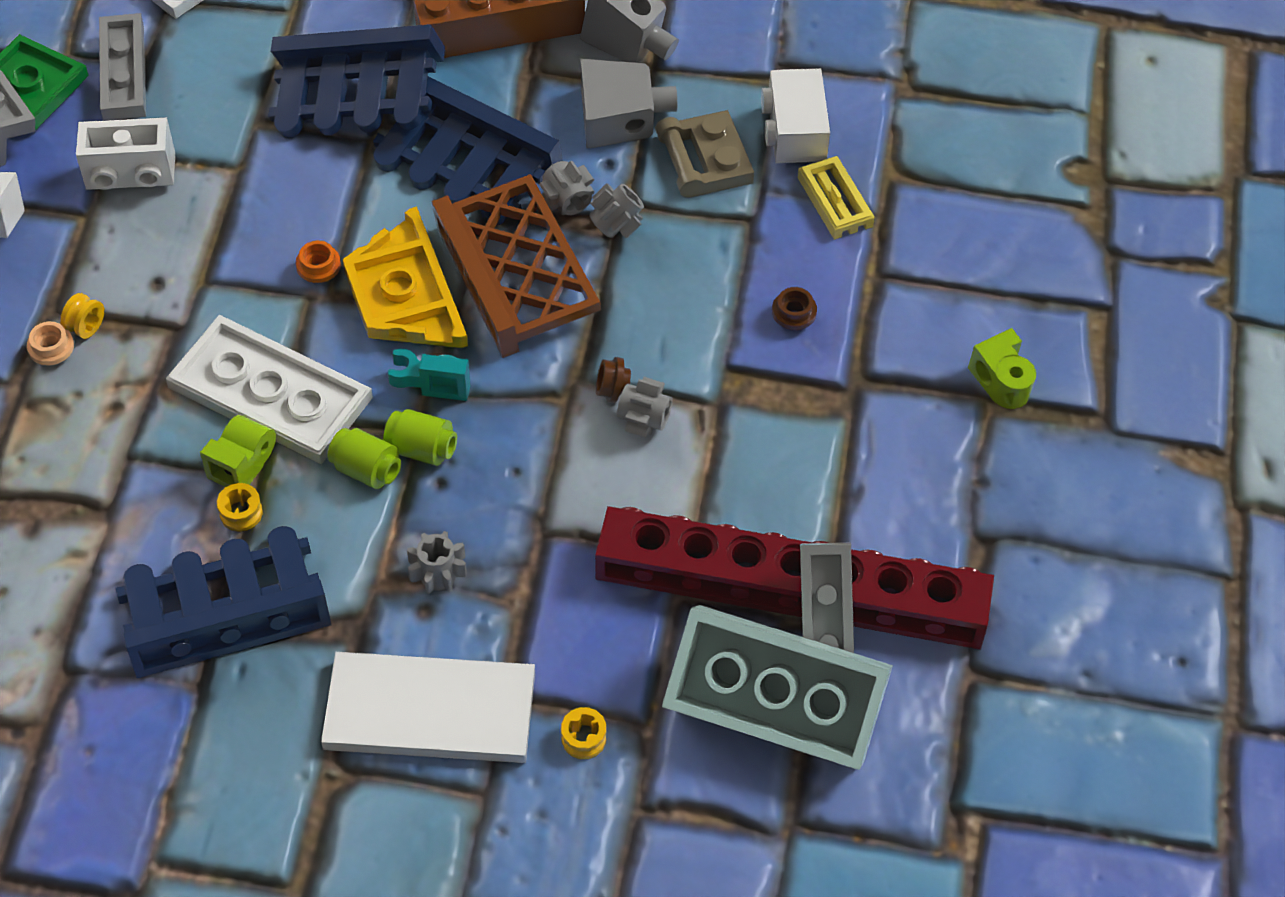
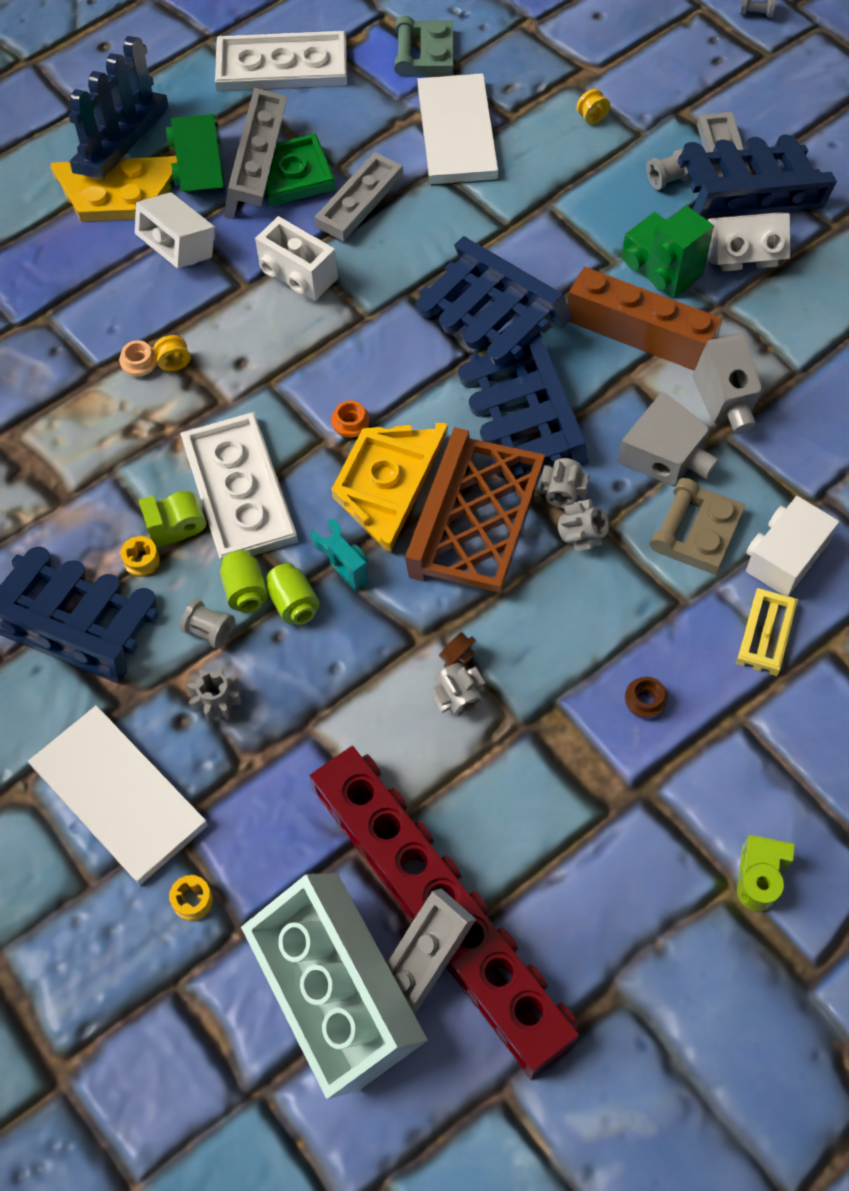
camera: 45 degrees right, 5 degrees up
(368, 513) = (207, 623): none -> light grey bush

